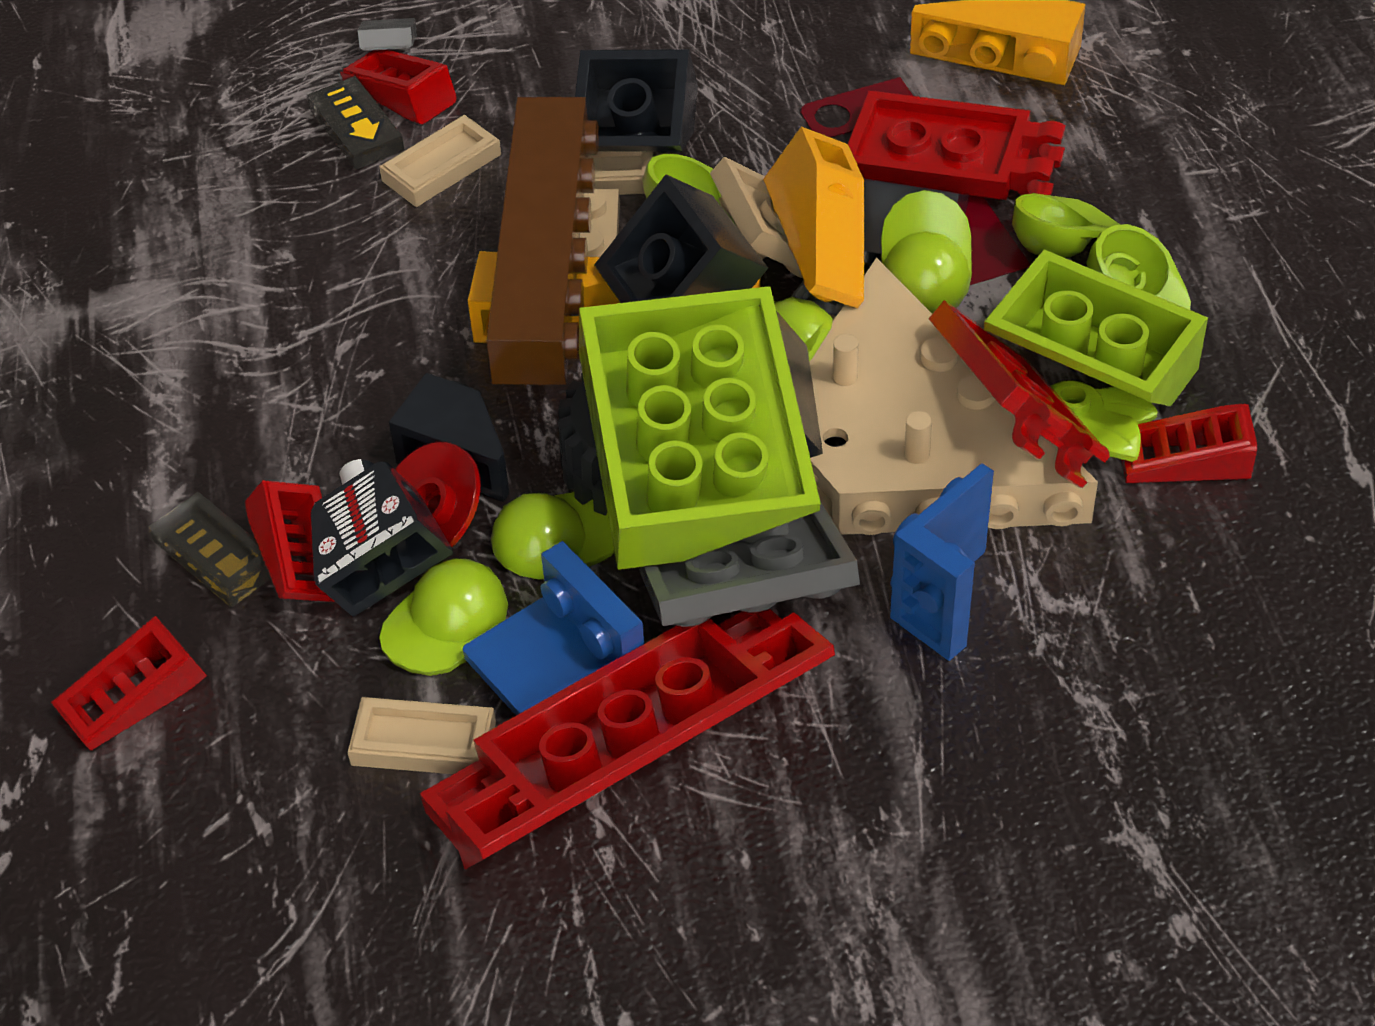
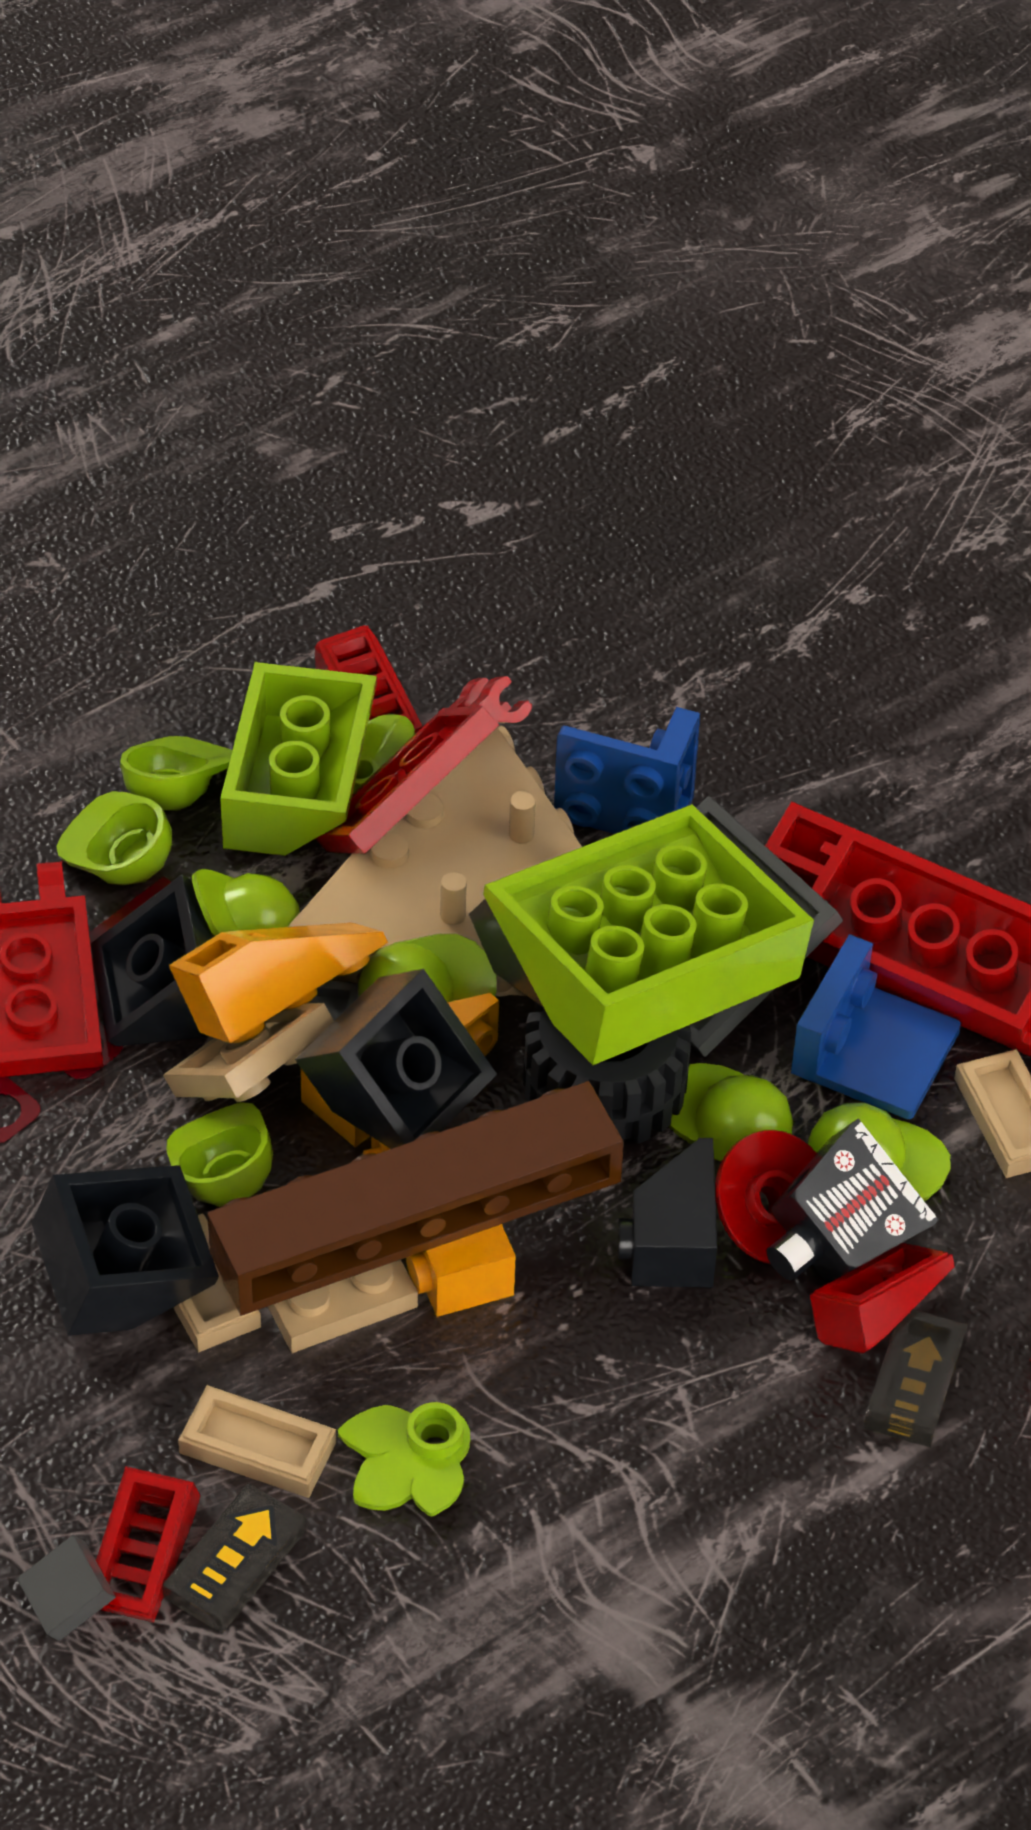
camera: 120 degrees left, 0 degrees up
(365, 230) = (401, 1463): none -> lime plate

